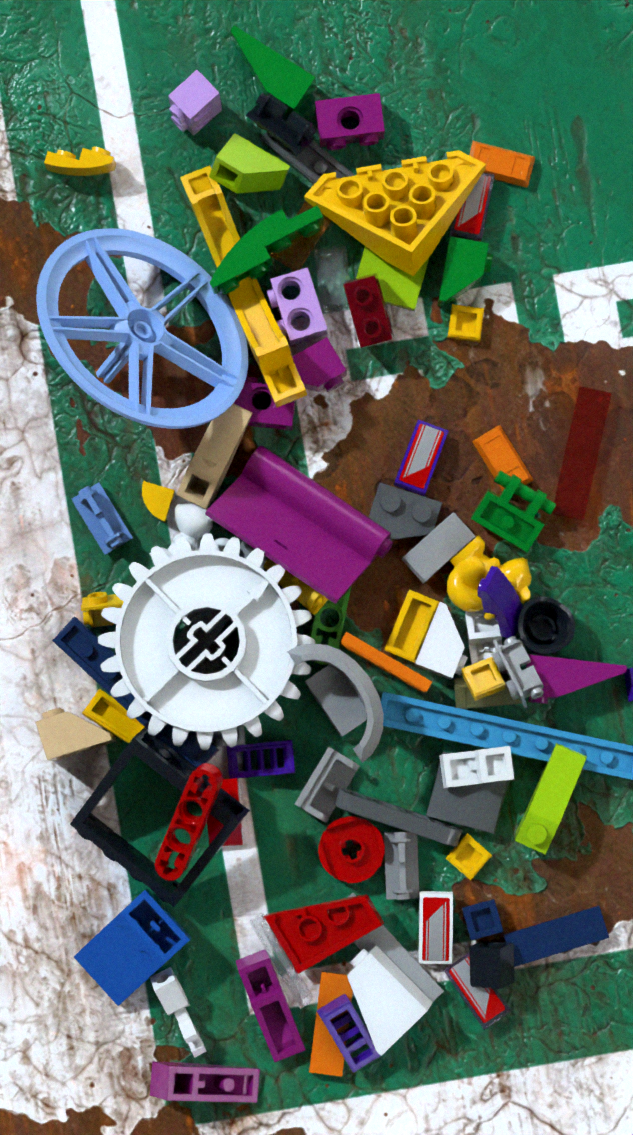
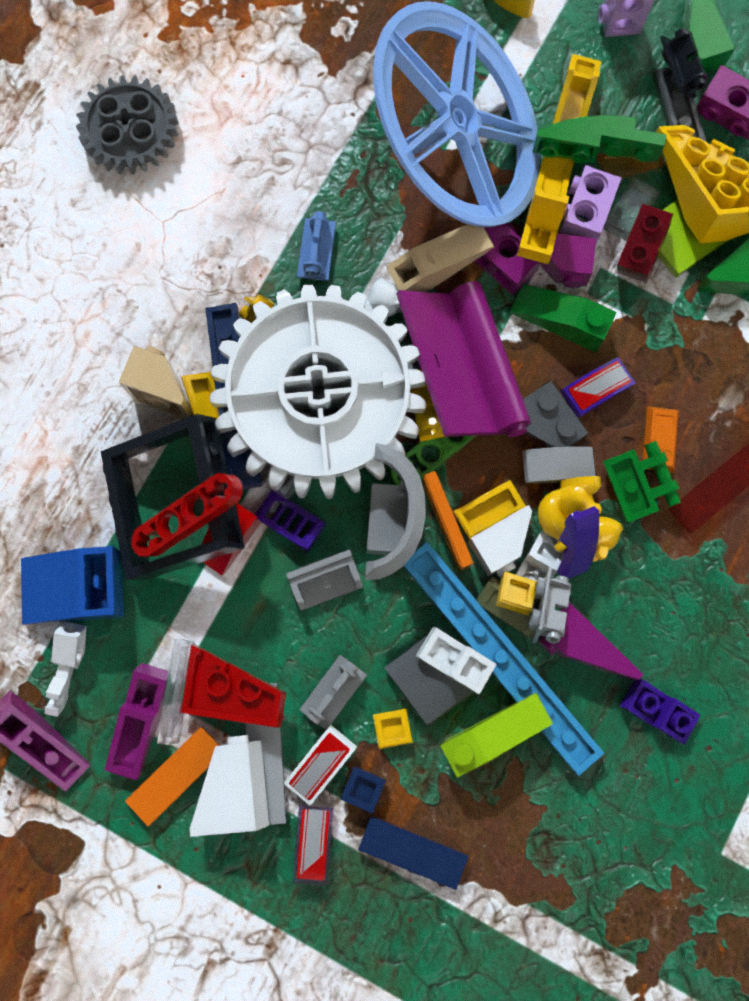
camera: 35 degrees right, 5 degrees down
(157, 499) = (369, 267): yellow tile -> none
(247, 167) = (630, 79): lime slope -> none
(335, 1008) = (187, 766): dark purple slope -> none
(347, 418) = (564, 315): none -> green slope
(367, 859) = (286, 655): red plate -> none
(398, 817) = (361, 651): dark grey beam -> none
(465, 323) = (710, 315): yellow tile -> none
(491, 964) = (341, 833): black panel -> none
(545, 625) = (600, 590): black helmet -> none

